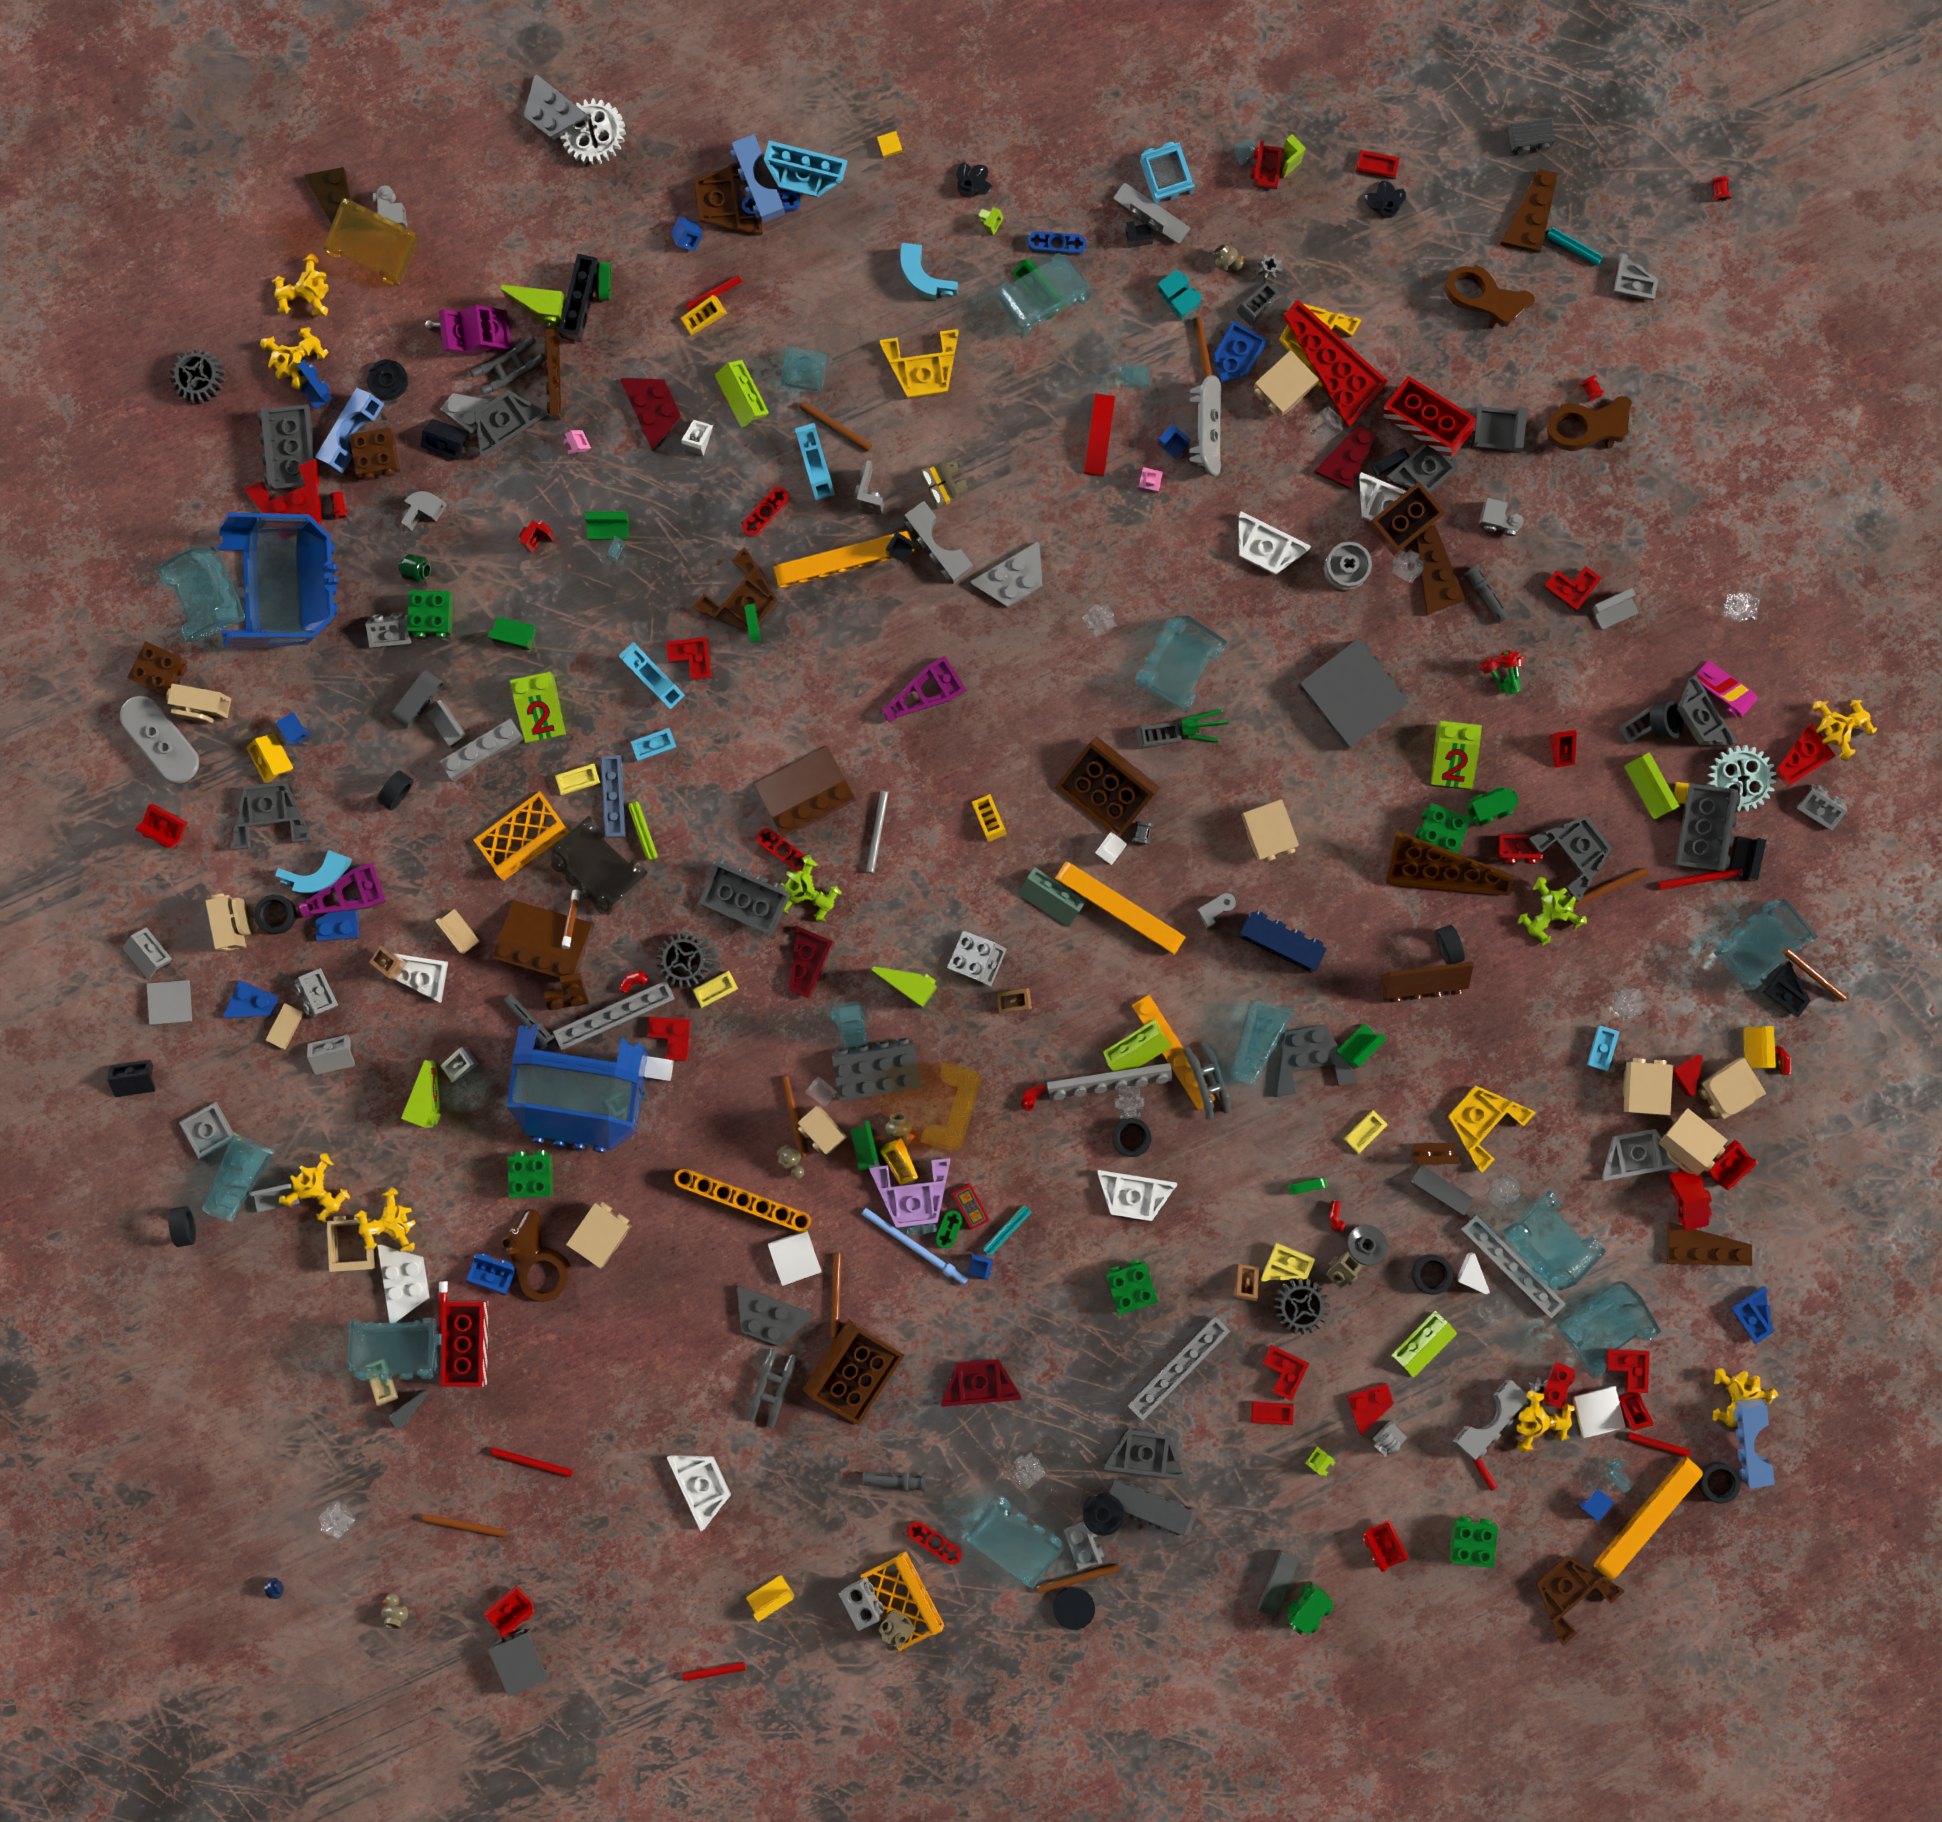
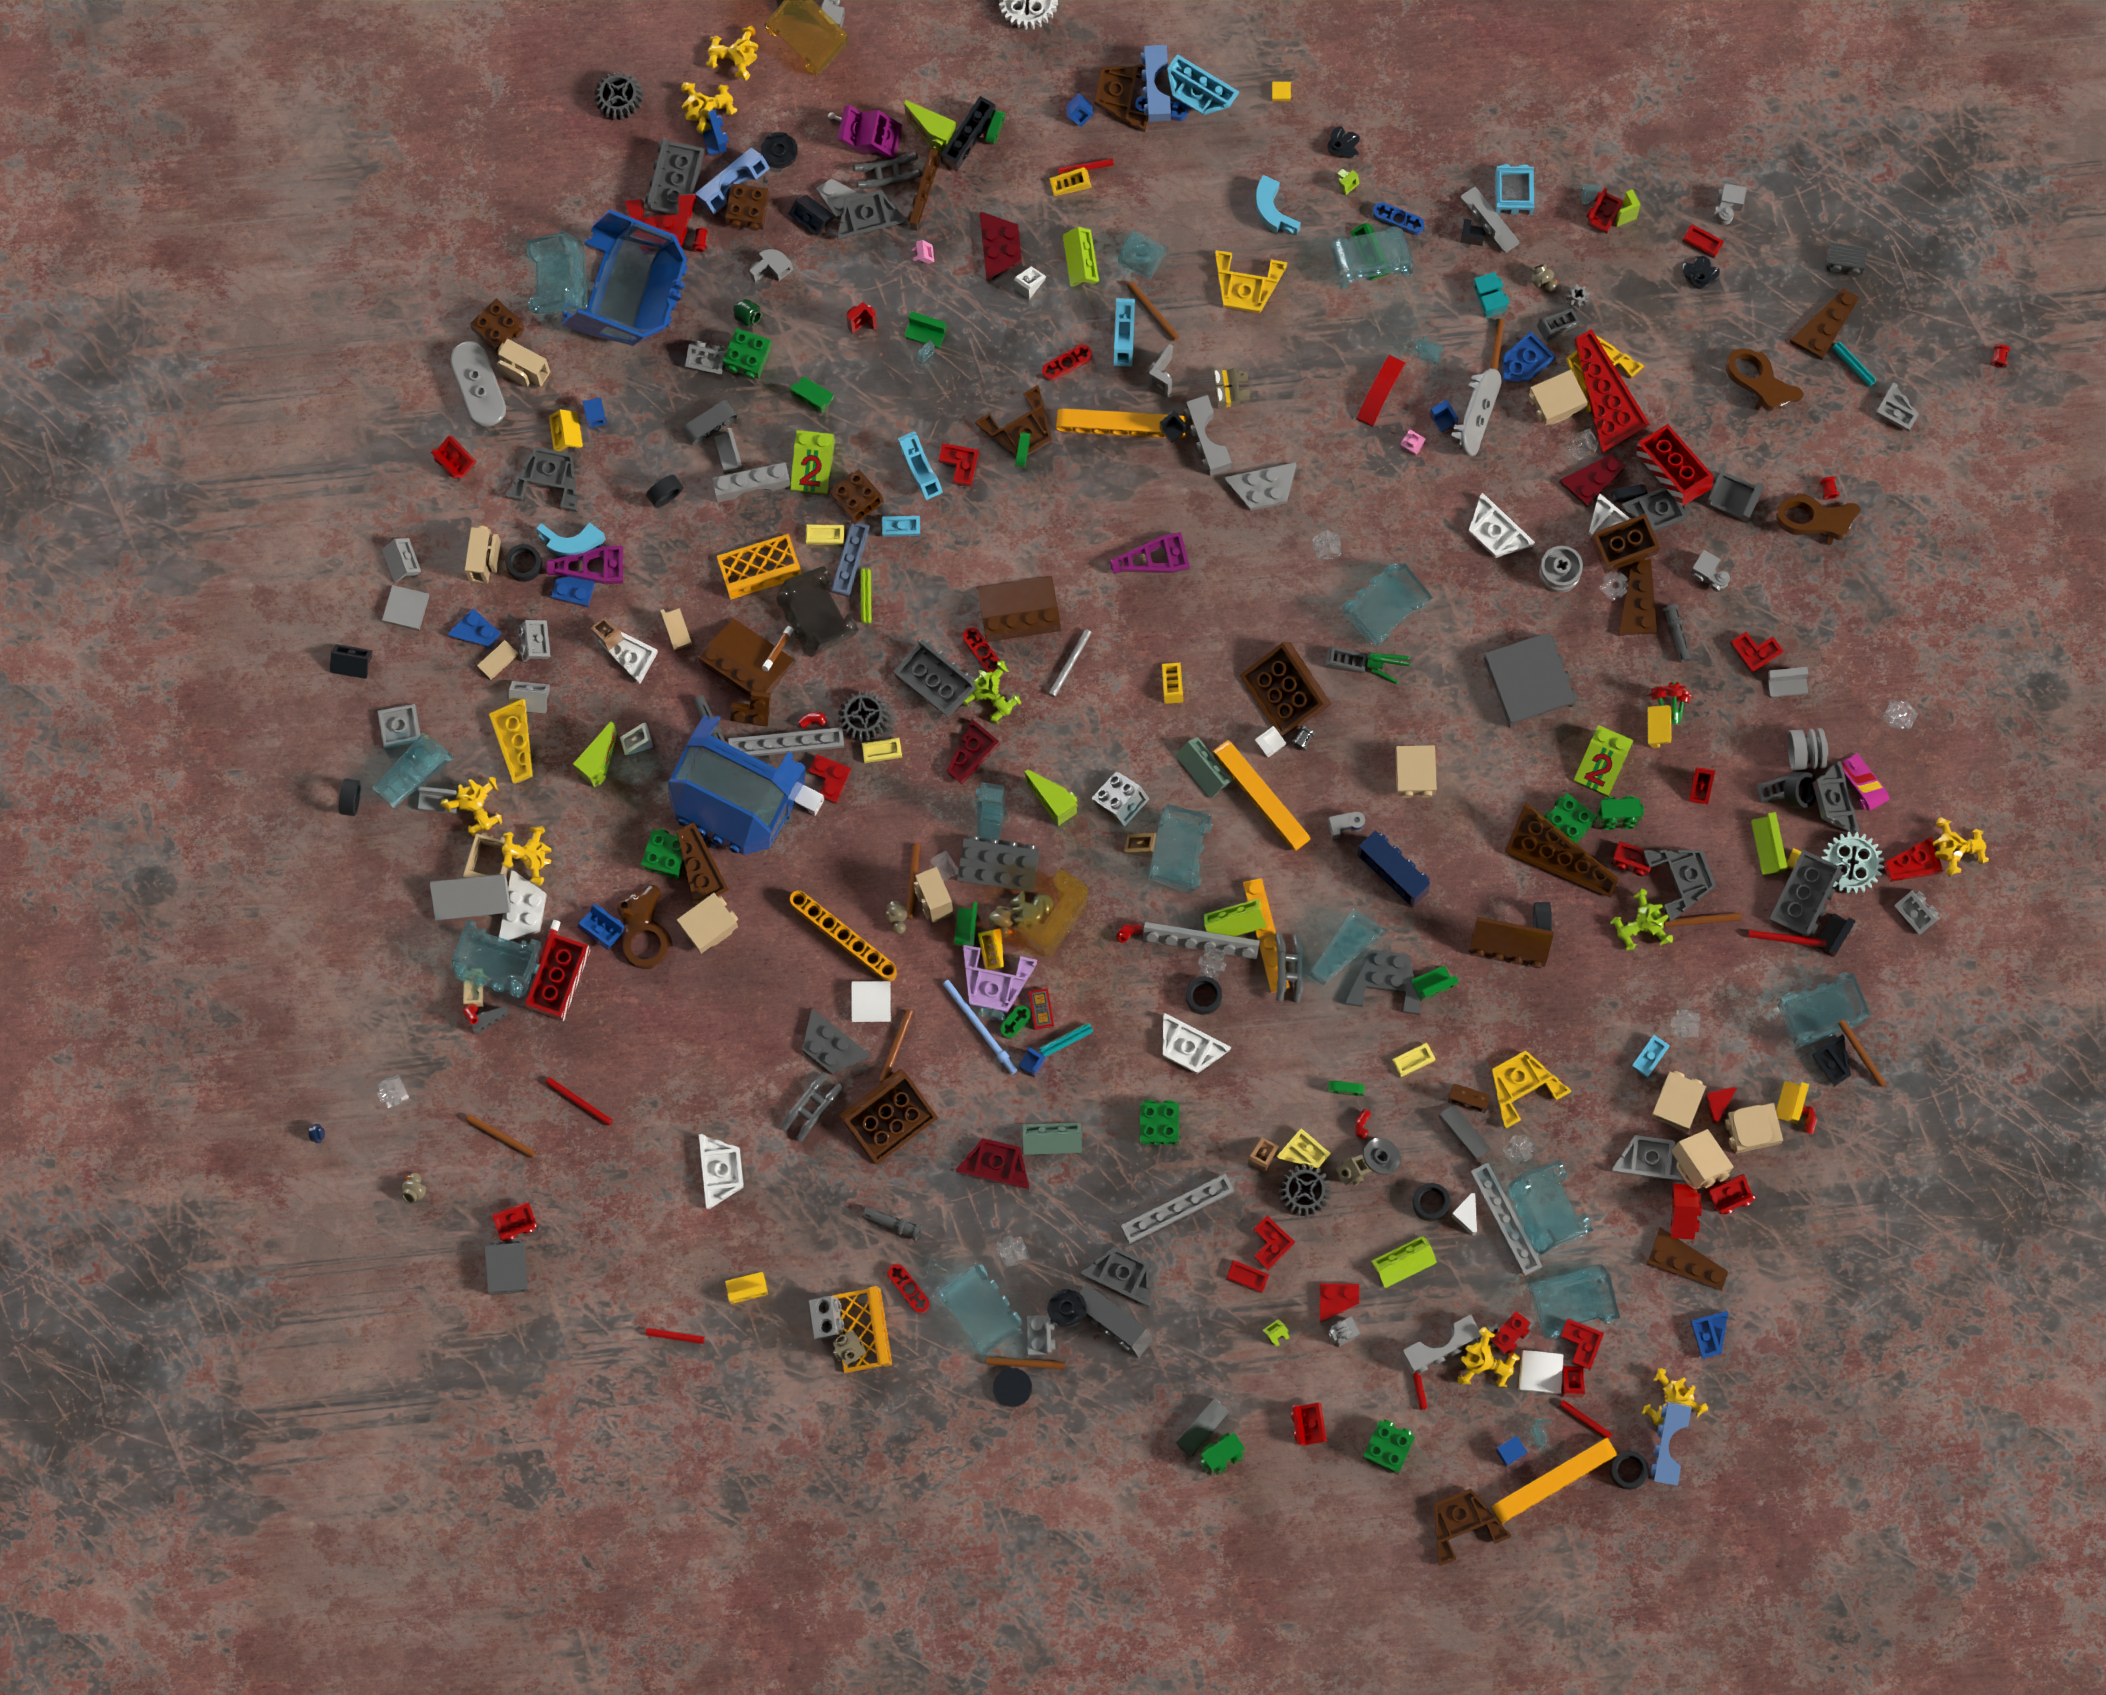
camera: 20 degrees right, 10 degrees down
(329, 1103) = (513, 736): none -> yellow wing
(344, 1289) = (470, 897): none -> light grey tile
(386, 1413) = (470, 1013): none -> red arm
(571, 1179) = (700, 867): none -> reddish brown wing
(596, 729) = (856, 496): none -> reddish brown brick
(925, 1111) = (1041, 904): none -> olive animal
(1027, 1337) = (1052, 1138): none -> sand green panel
(1056, 996) = (1178, 848): none -> clear light blue windscreen
(1392, 109) = (1730, 199): none -> light grey brick
(1502, 699) = (1659, 725): none -> yellow panel
(1660, 675) = (1810, 749): none -> light grey wheel

